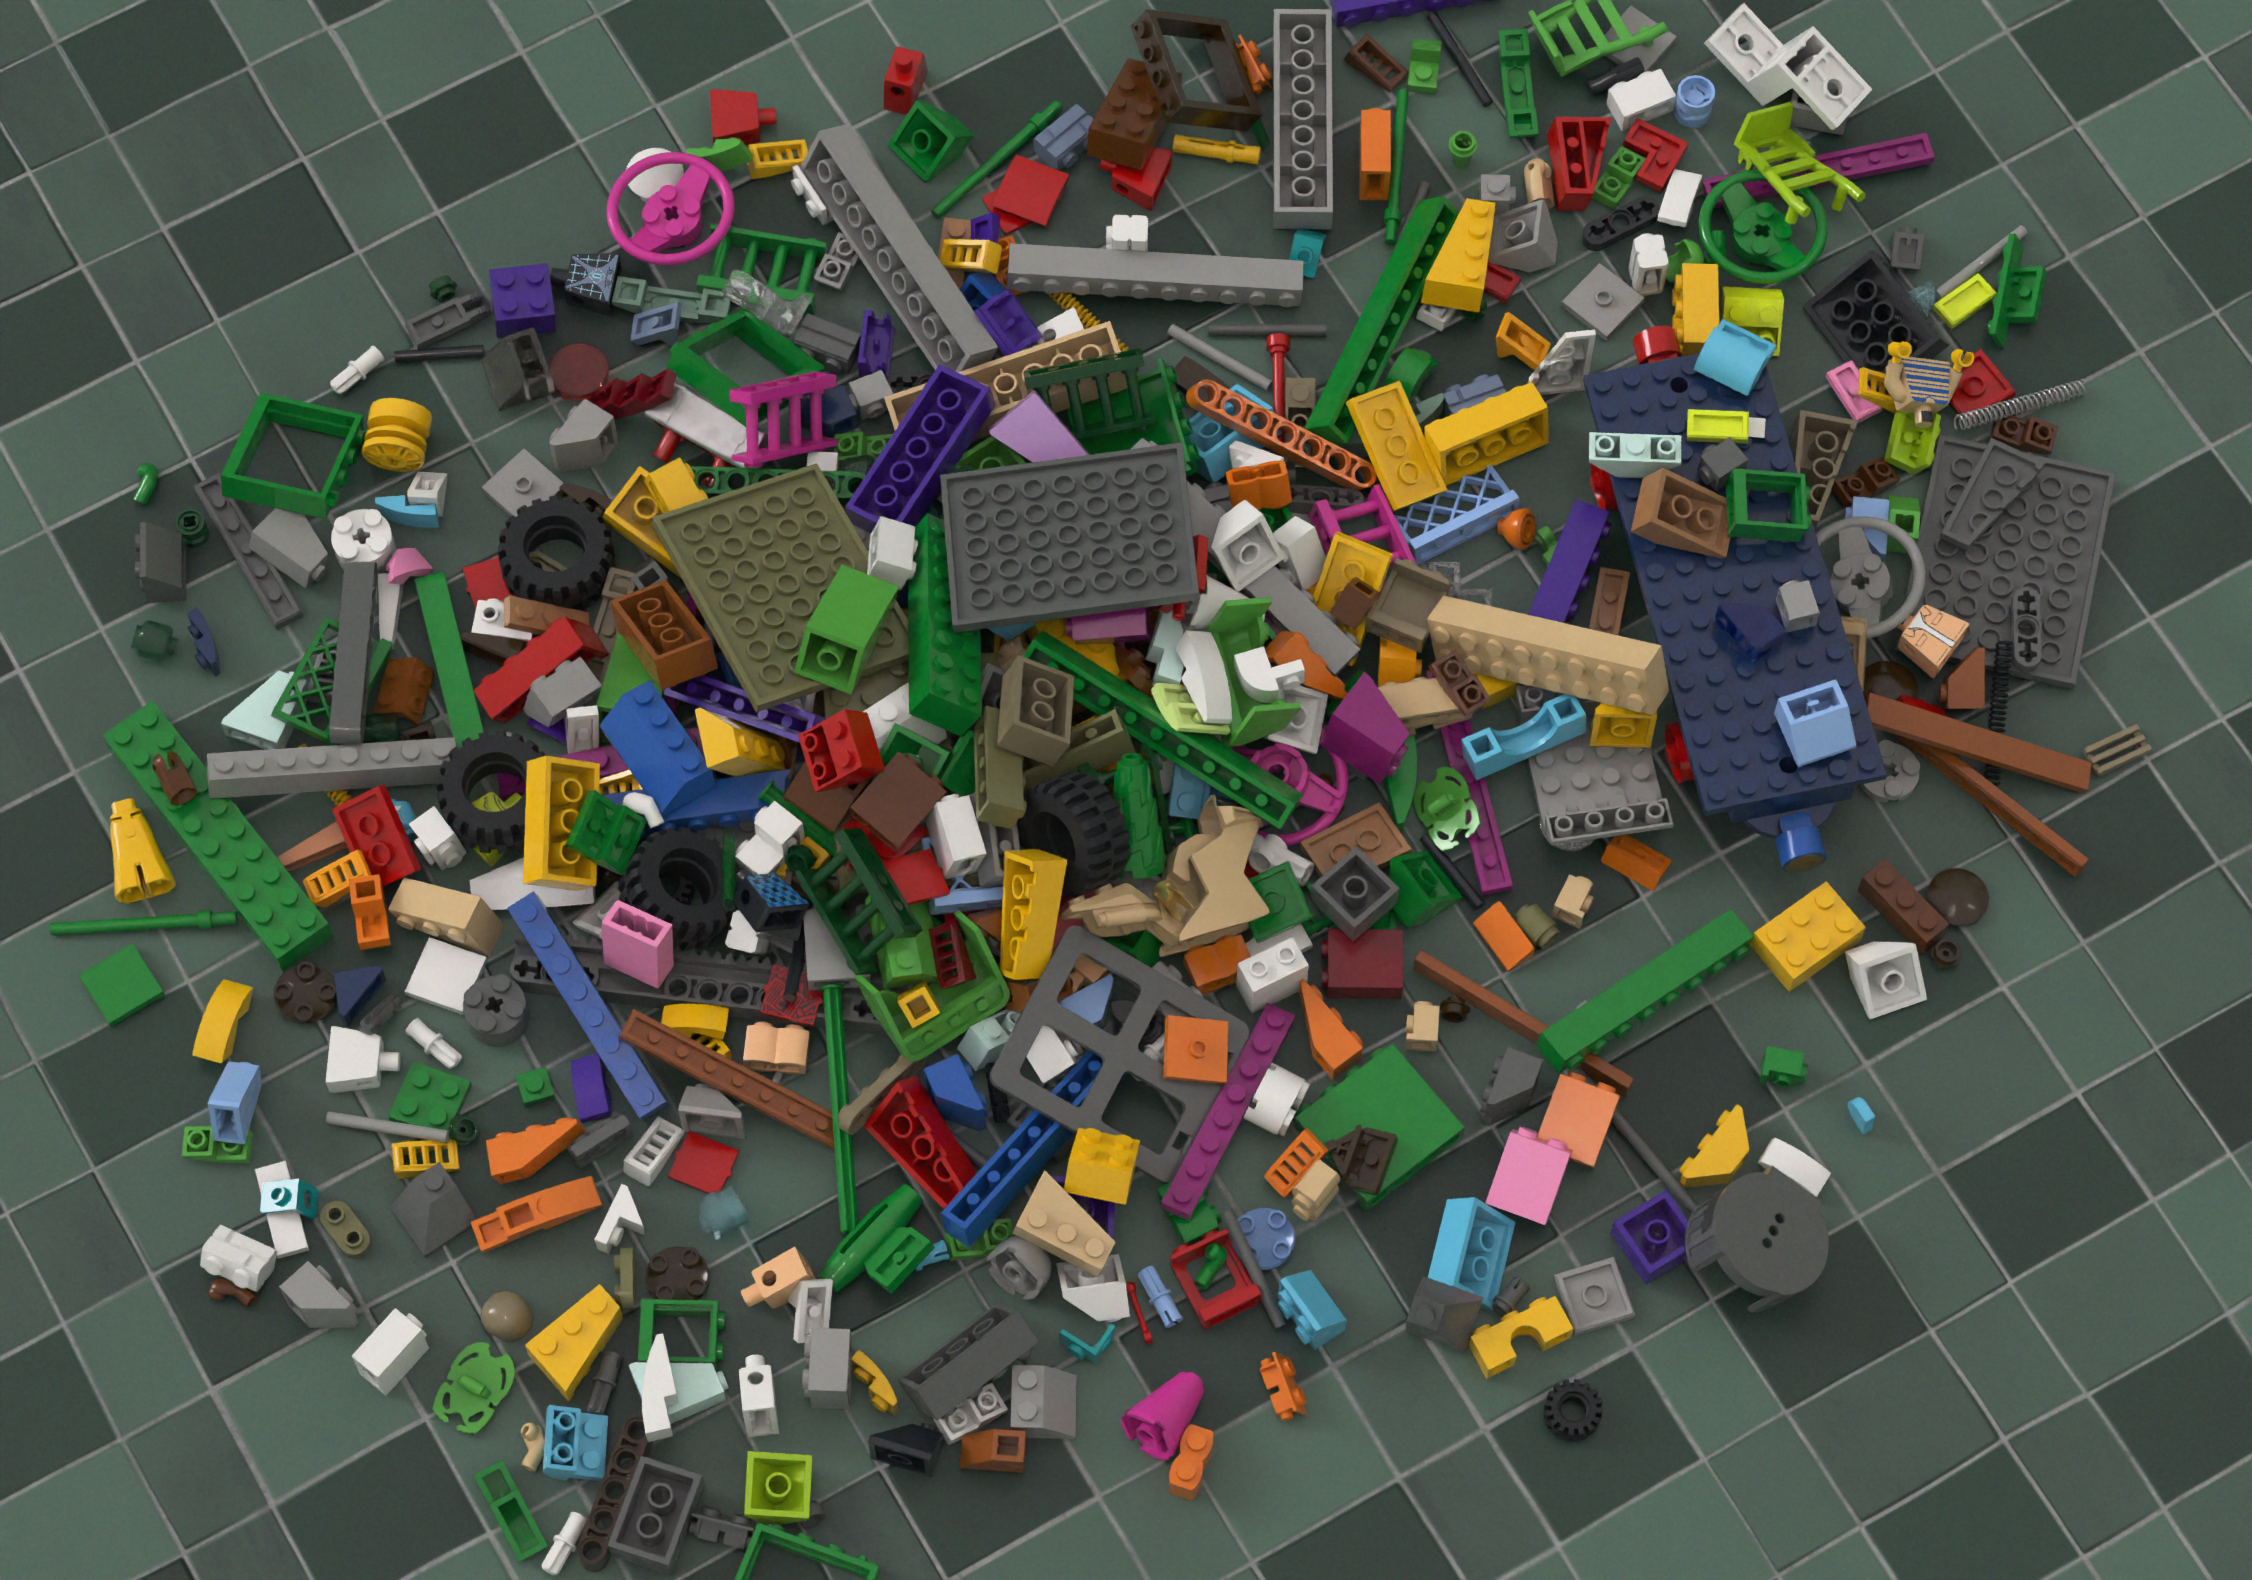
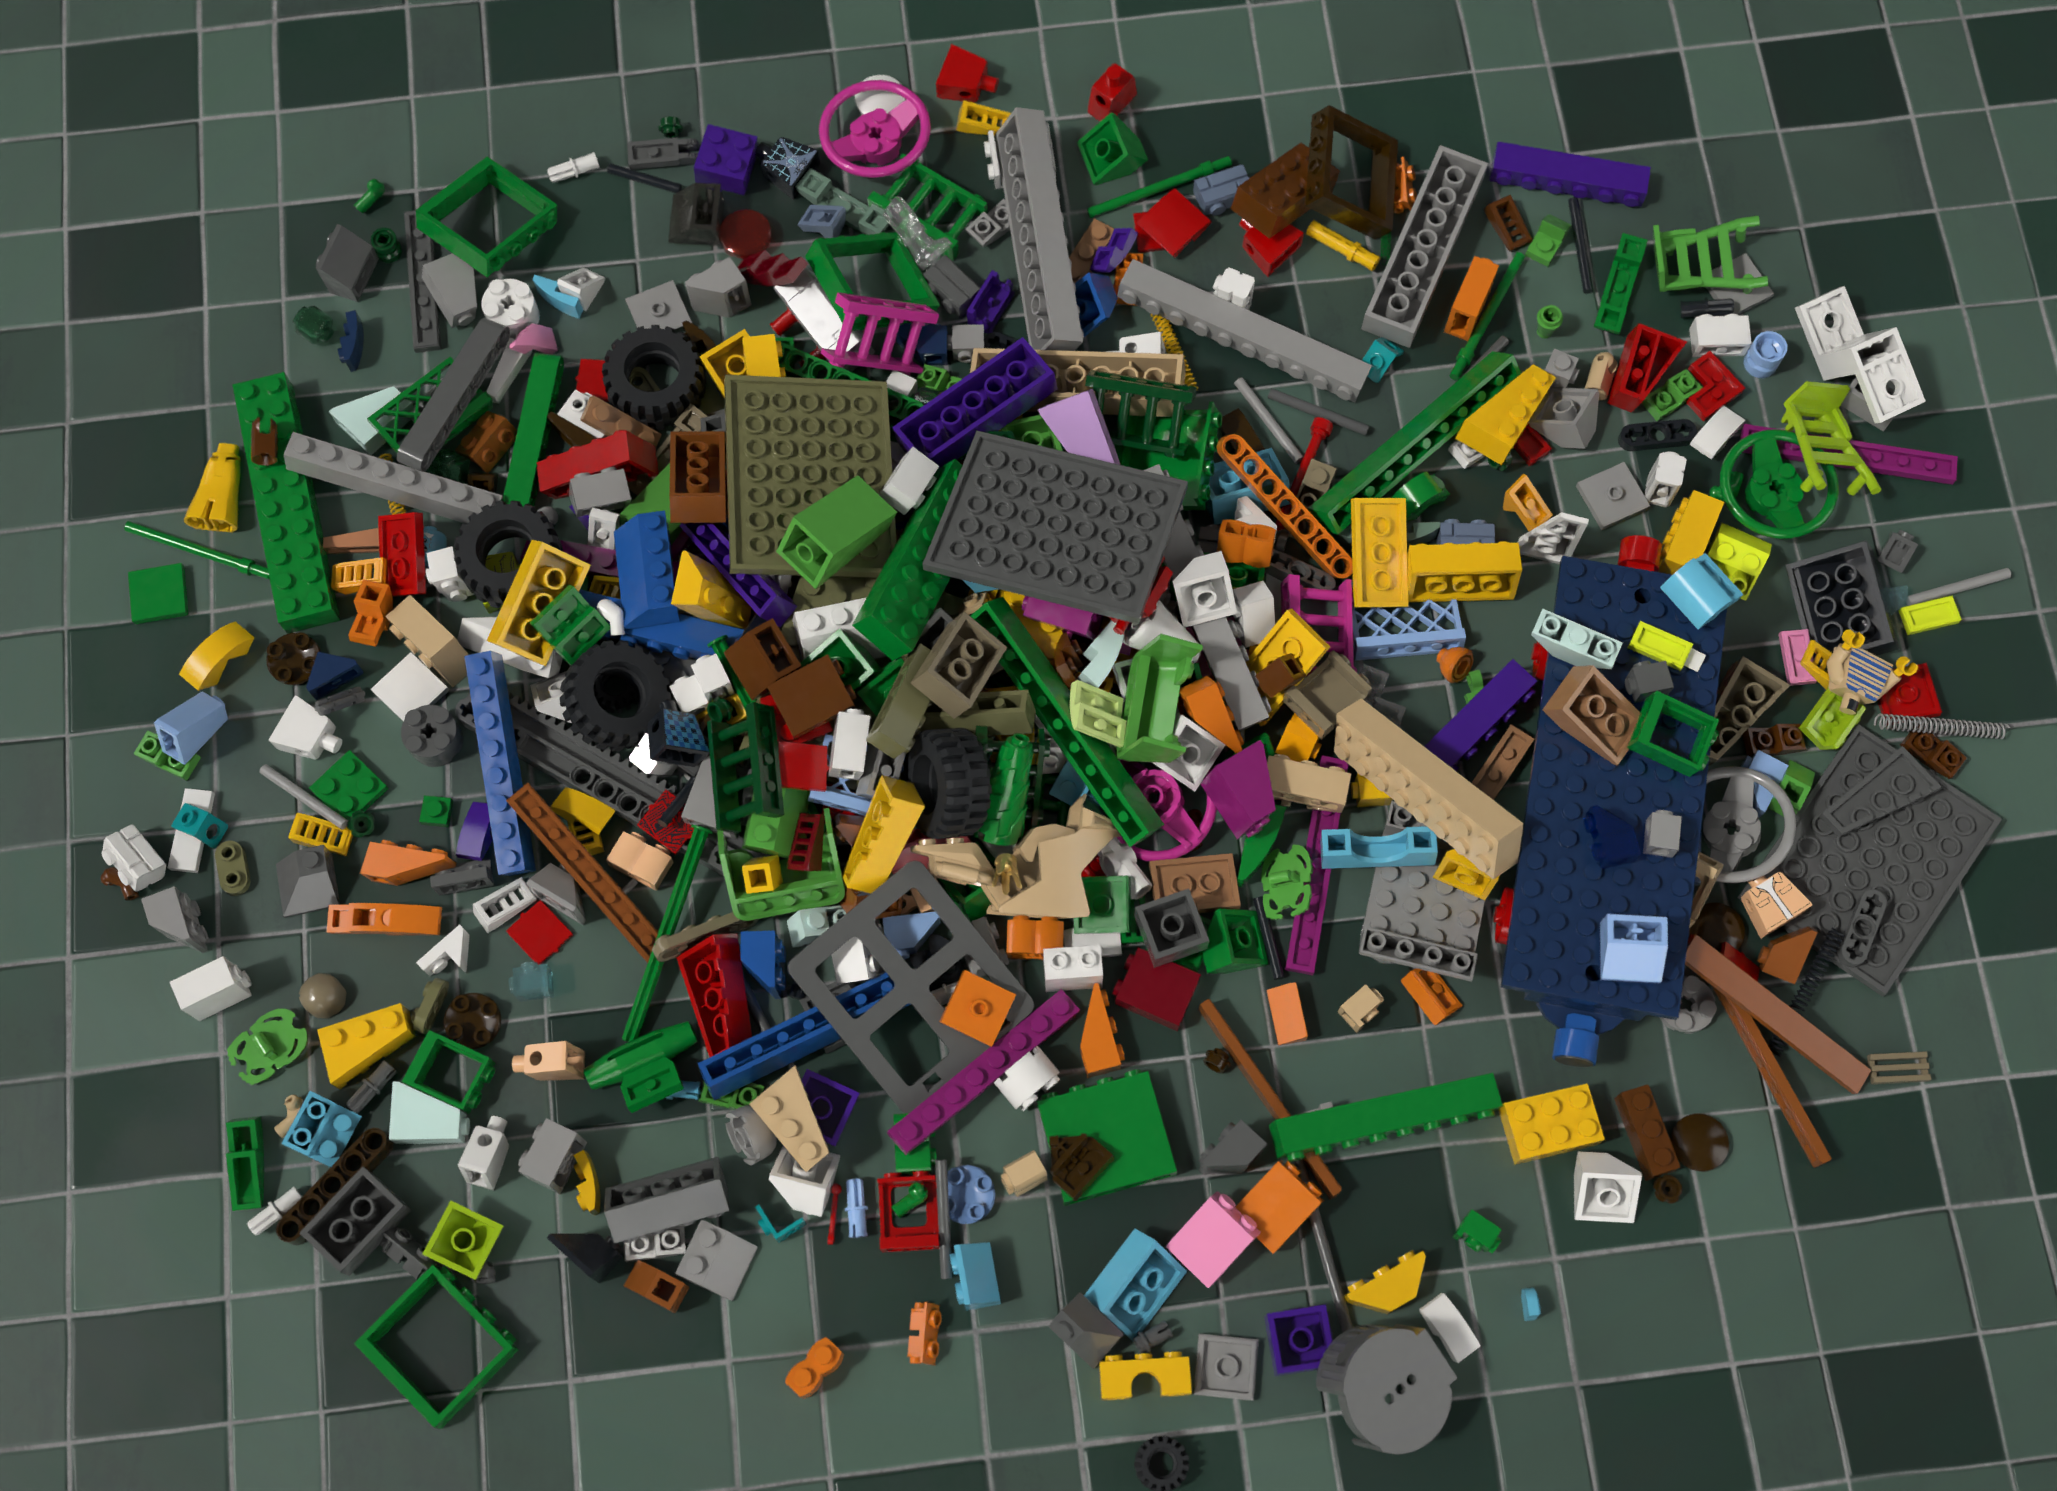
camera: 25 degrees right, 5 degrees up
(397, 434) = (575, 230): yellow wheel -> none
(433, 1043) = (372, 742): white axle -> none
(637, 944) = (556, 728): bright pink brick -> none
(658, 1392) = (401, 1116): white slope -> none
(725, 153) = (938, 100): bright green slope -> none
(728, 873) = (669, 673): green piece -> none
(812, 1306) = (562, 1098): white slope -> none
(841, 751) = (780, 635): red slope -> none
(986, 260) = (1099, 257): yellow slope -> none
(1008, 323) = (1100, 325): dark purple hinge -> none
(1101, 1165) = (848, 1080): yellow brick -> none
(1164, 1415) = (812, 1316): dark pink cone -> none
(1205, 676) = (1121, 691): white slope -> none
(1261, 680) = (1167, 712): white brick -> none
(1281, 1175) = (1018, 1142): orange slope -> none
(1422, 1027) = (1182, 1065): tan brick -> none
(1458, 683) = (1340, 780): reddish brown slope -> none
(1537, 925) = (1319, 1016): olive brick -> none
(1687, 253) = (1704, 483): bright green hair -> none
(2018, 292) = (1980, 626): green bracket -> none

